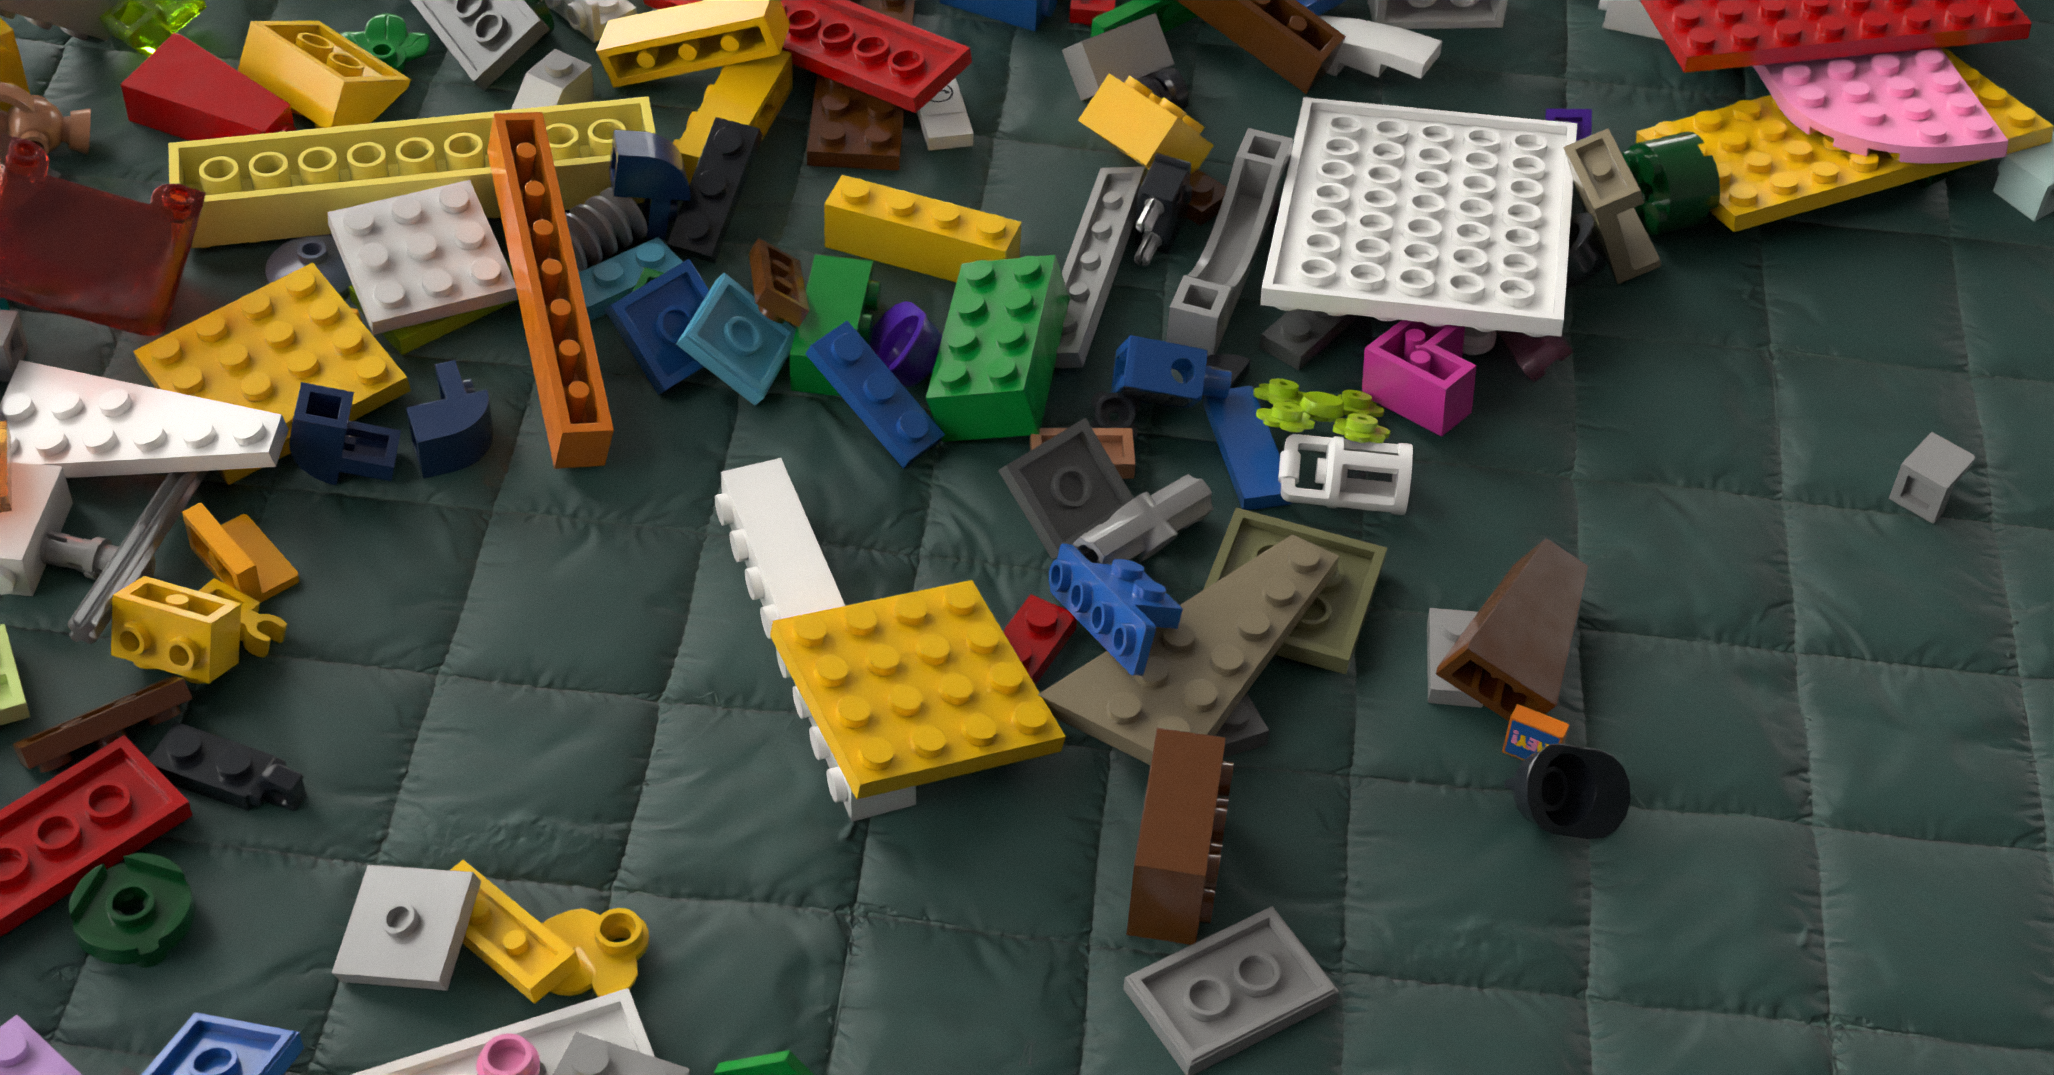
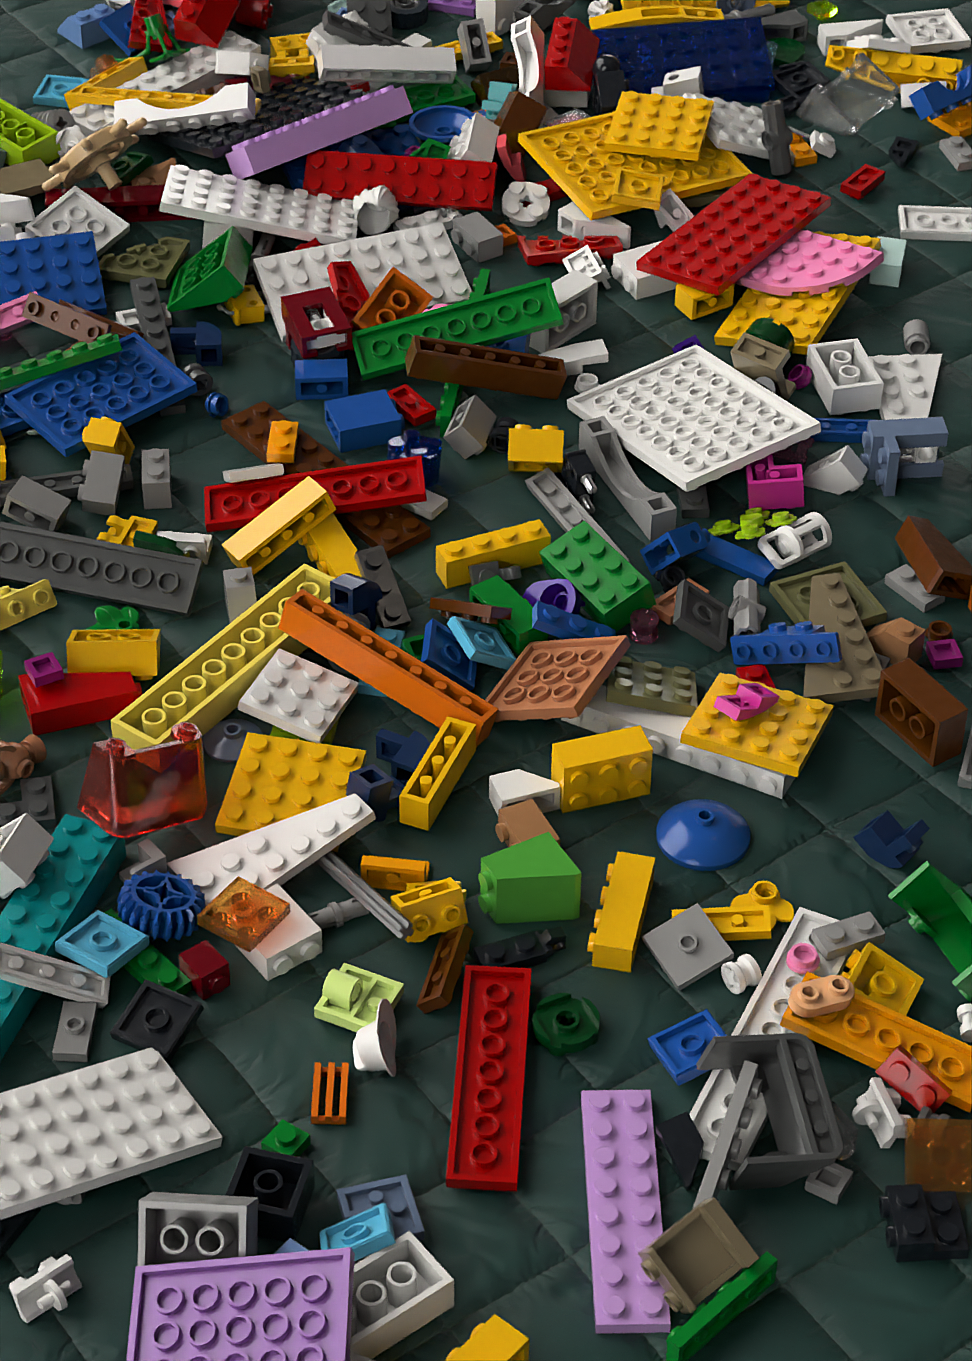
camera: 40 degrees left, 5 degrees down
(191, 39) = (44, 669): none -> magenta plate
(332, 682) = (530, 883): none -> bright green slope
(408, 814) = (622, 912): none -> yellow brick
(424, 1019) = (741, 973): none -> white wheel
(442, 625) = (522, 823): none -> medium nougat brick
(443, 464) = (437, 773): none -> yellow brick
(508, 565) = (519, 786): none -> white slope
(632, 600) = (602, 768): none -> yellow brick
(679, 811) = (703, 835): none -> blue dish
(741, 441) = (556, 677): none -> nougat plate
(856, 535) = (652, 687): none -> olive plate
(885, 992) = (888, 842): none -> dark blue brick
(886, 259) = (484, 571): none -> dark grey plate
(924, 644) = (747, 702): none -> dark pink slope
(985, 451) = (644, 626): none -> clear pink wheel
(999, 55) = (414, 444): none -> clear blue brick
(1305, 717) = (898, 640): none -> medium nougat slope
(1357, 780) = (944, 654): none -> magenta plate
(1366, 90) = (586, 382): none -> white plate
(1397, 736) = (939, 631): none -> reddish brown plate
(1553, 419) = (836, 472): none -> white slope
(1652, 364) = (841, 430): none -> blue tile
(1665, 78) = (699, 303): none -> yellow brick
(1685, 445) = (903, 450): none -> sand blue brick
(1687, 256) = (800, 375): none -> magenta plate
(1743, 290) = (844, 376): none -> white brick
(1822, 373) = (907, 384): none -> white wing
(1949, 303) = (916, 337): none -> light grey brick

